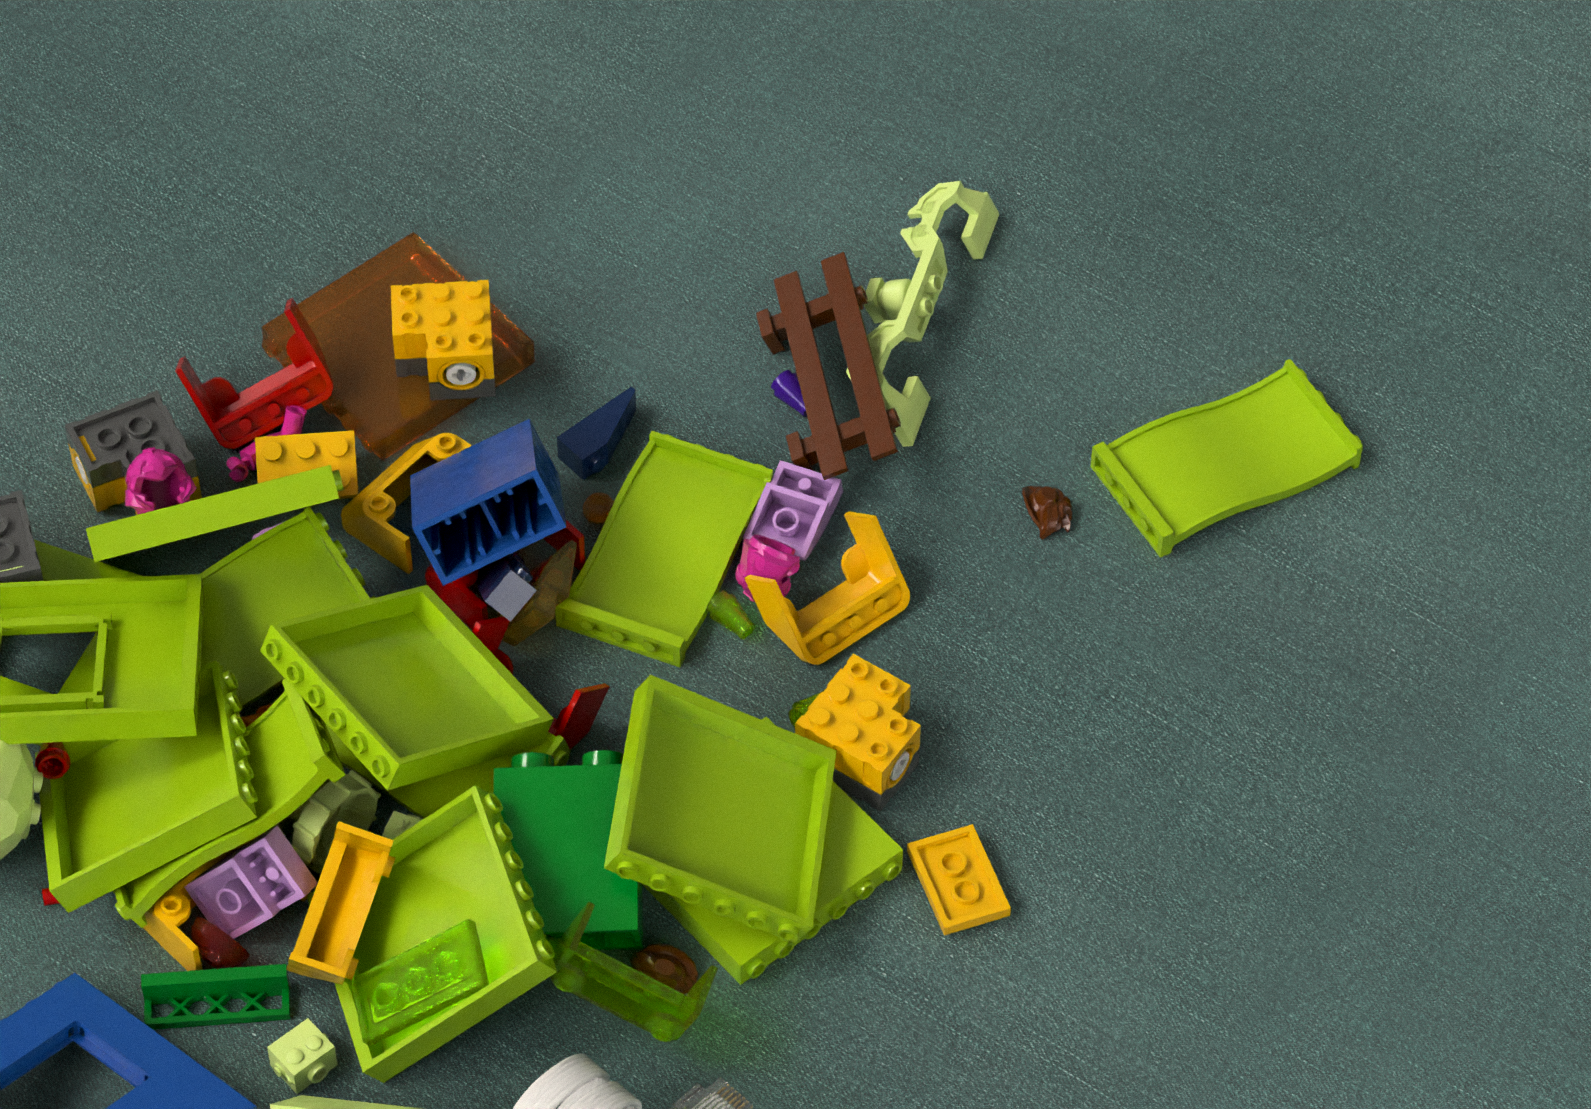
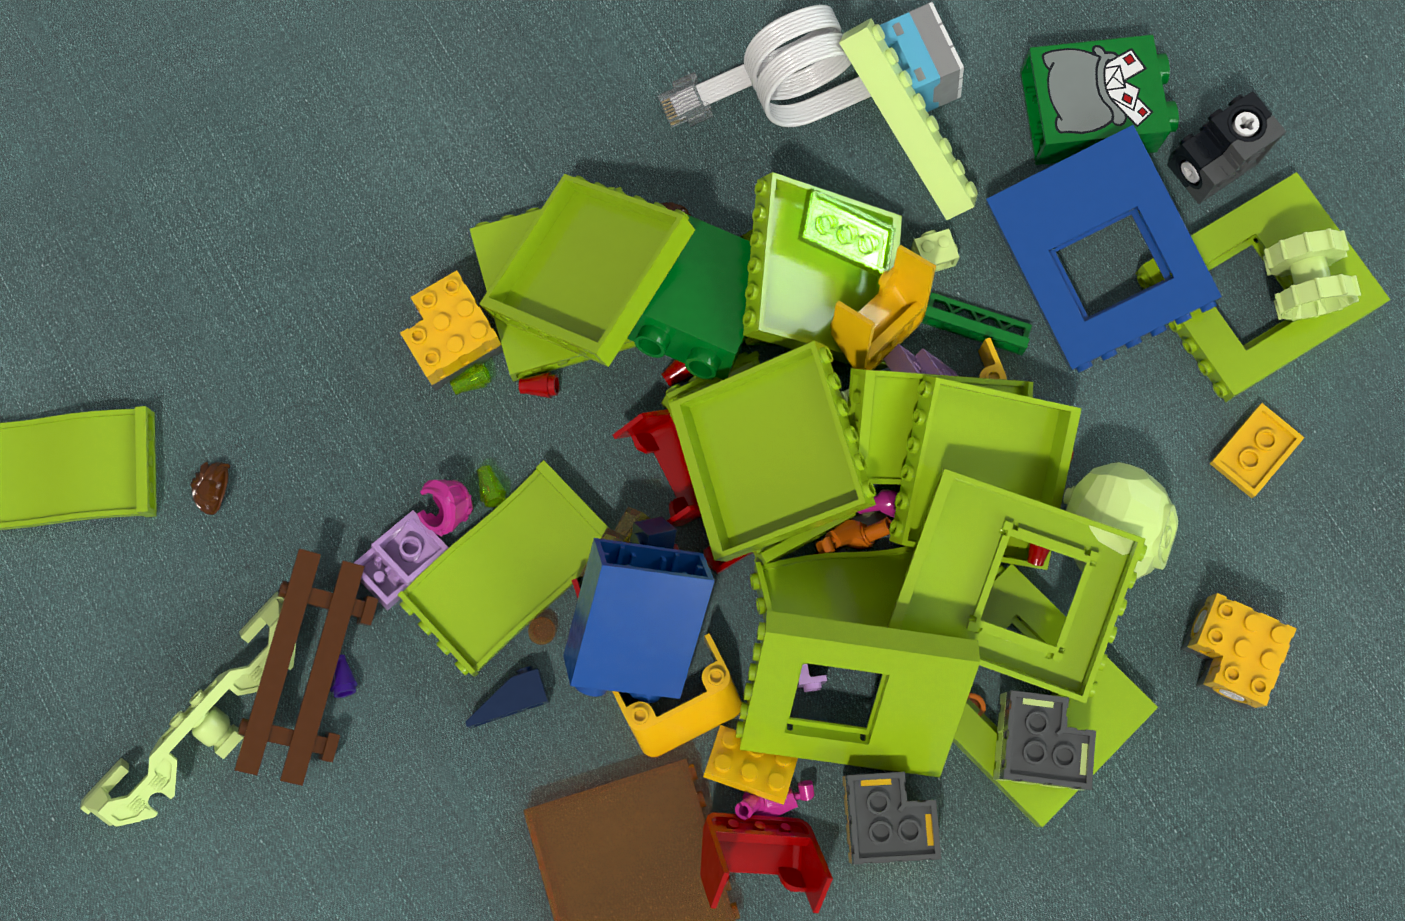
camera: 155 degrees left, 25 degrees up
(157, 481) = (888, 756): dark pink helmet -> none
(217, 946) = (964, 353): clear red piece -> none
(445, 335) = (592, 824): yellow piece -> none
(624, 989) = (701, 185): clear neon green windscreen -> none
(848, 612) = (406, 458): yellow windscreen -> none
(958, 879) = (441, 204): yellow plate -> none

